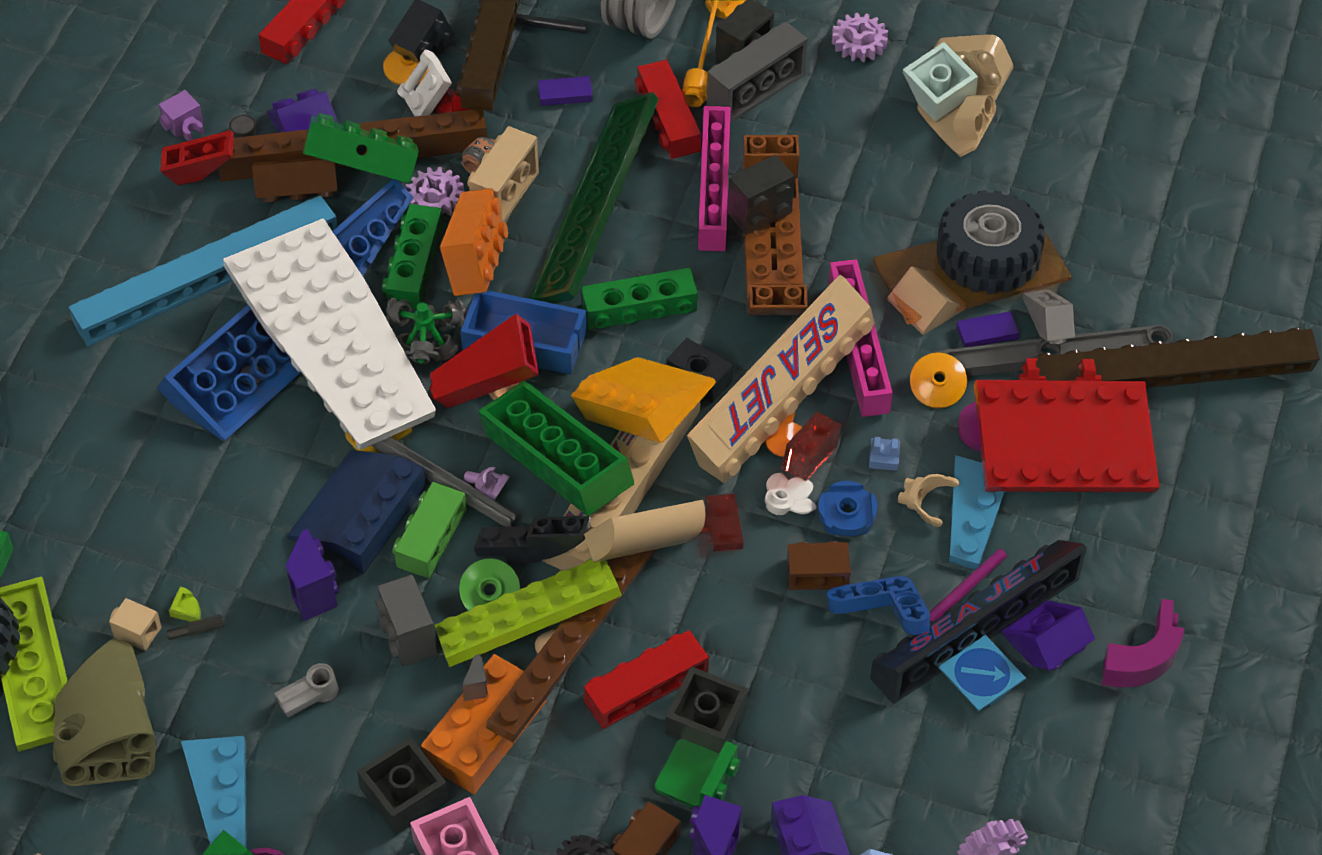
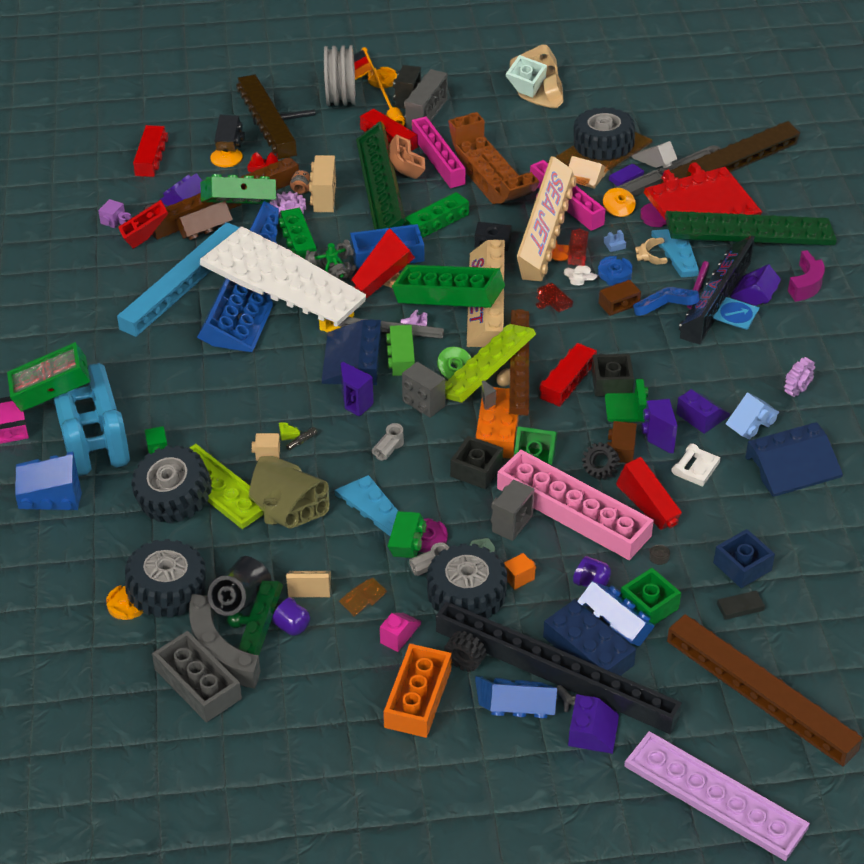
camera: 25 degrees left, 10 degrees down
(430, 89) = (252, 158): white plate -> none
(473, 241) = (335, 211): orange brick -> none
(510, 793) = (536, 443): none -> green slope
(533, 543) = (472, 329): black slope -> none
(565, 90) = (324, 141): dark purple tile -> none
(641, 397) = (480, 250): light orange slope -> none
(646, 530) = (525, 304): tan brick -> none
(649, 176) = (404, 160): none -> nougat brick
(760, 194) = (477, 142): pearl dark grey brick -> none
(860, 37) = (466, 73): lavender gear -> none
(1110, 519) = (740, 226): none -> dark green plate

